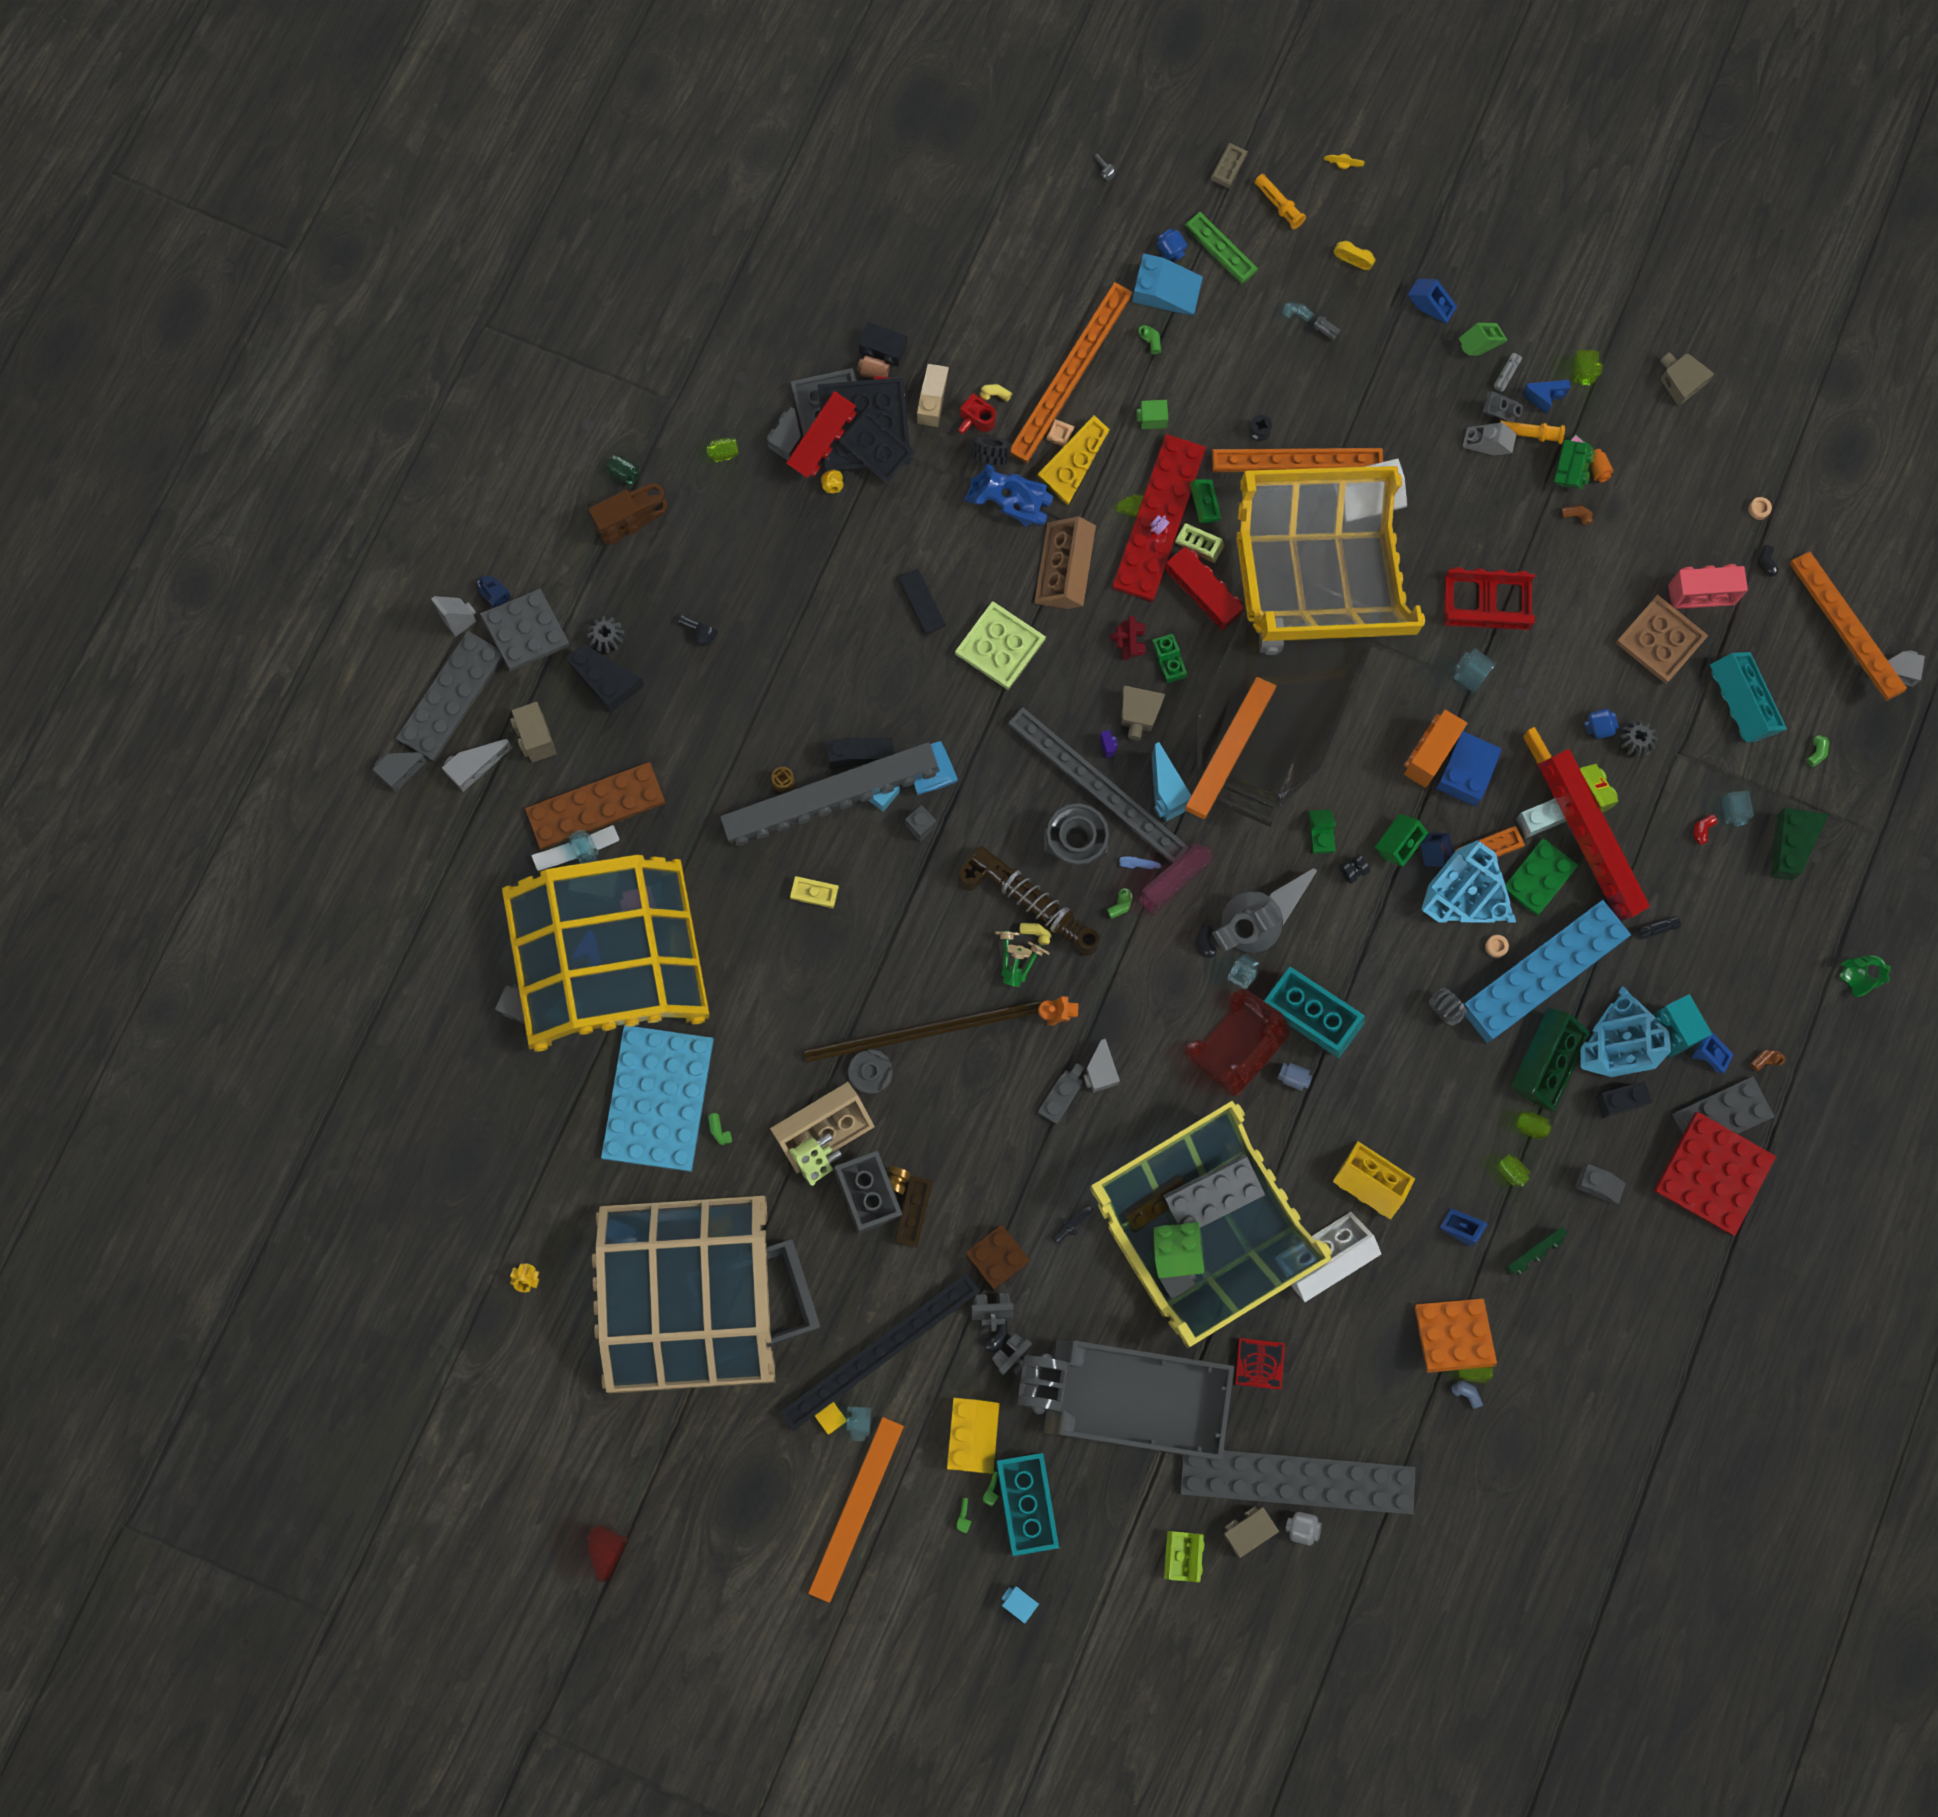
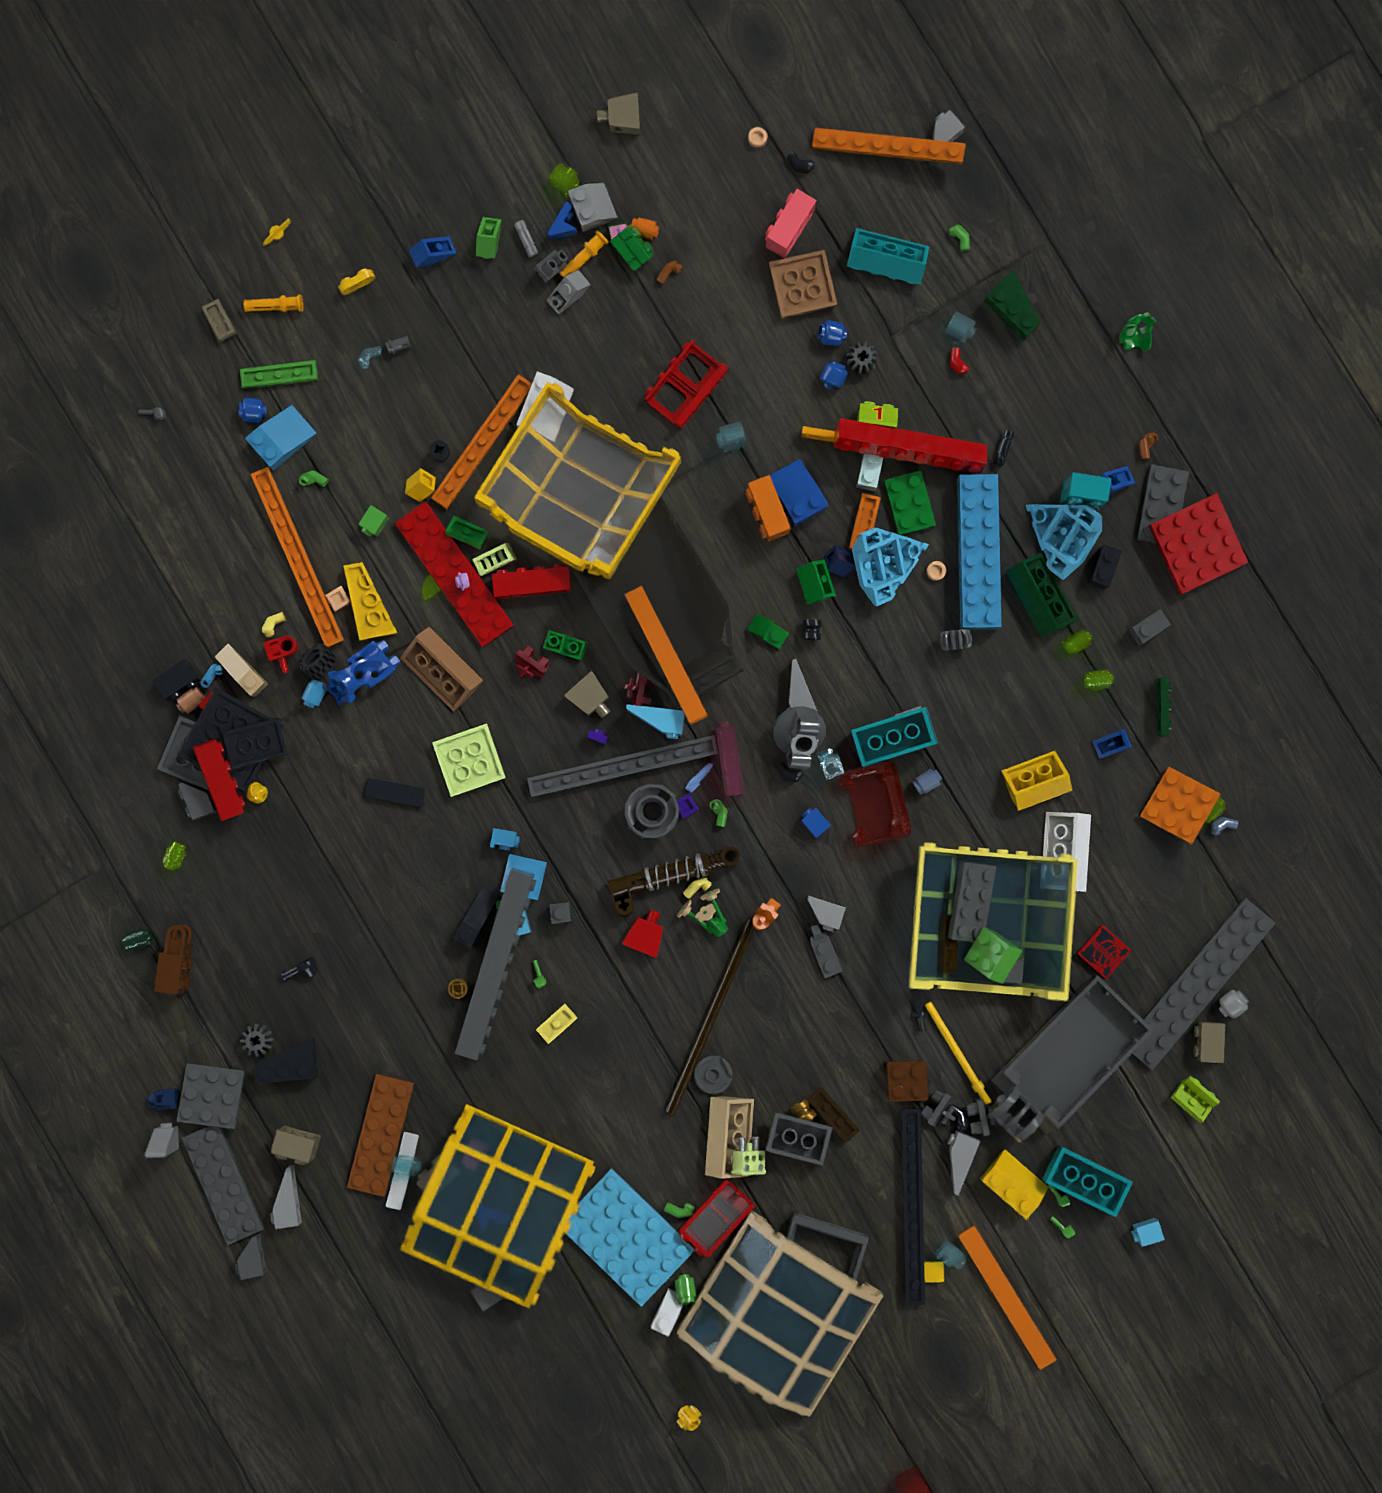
camera: 50 degrees left, 10 degrees up
(613, 1186) = (666, 1313): none -> white slope
(646, 1187) = (685, 1289): none -> bright green brick
(735, 1168) = (716, 1218): none -> clear door
(843, 850) = (540, 981): none -> bright green hand
(910, 371) = (210, 675): none -> dark azure arm
(951, 725) = (504, 839): none -> dark azure brick
(956, 915) = (645, 934): none -> red torso
(959, 469) = (313, 693): none -> dark azure brick
(965, 1362) = (961, 1154): none -> light grey slope
(1041, 1331) = (977, 1085): none -> yellow bar
(1103, 870) = (686, 806): none -> dark purple tile
(1177, 998) = (814, 822): none -> blue brick
(1189, 750) = (639, 698): none -> dark red hips
(1216, 432) = (420, 485): none -> yellow panel
(1582, 407) = (592, 205): none -> light grey slope
(1638, 695) = (832, 333): none -> blue head

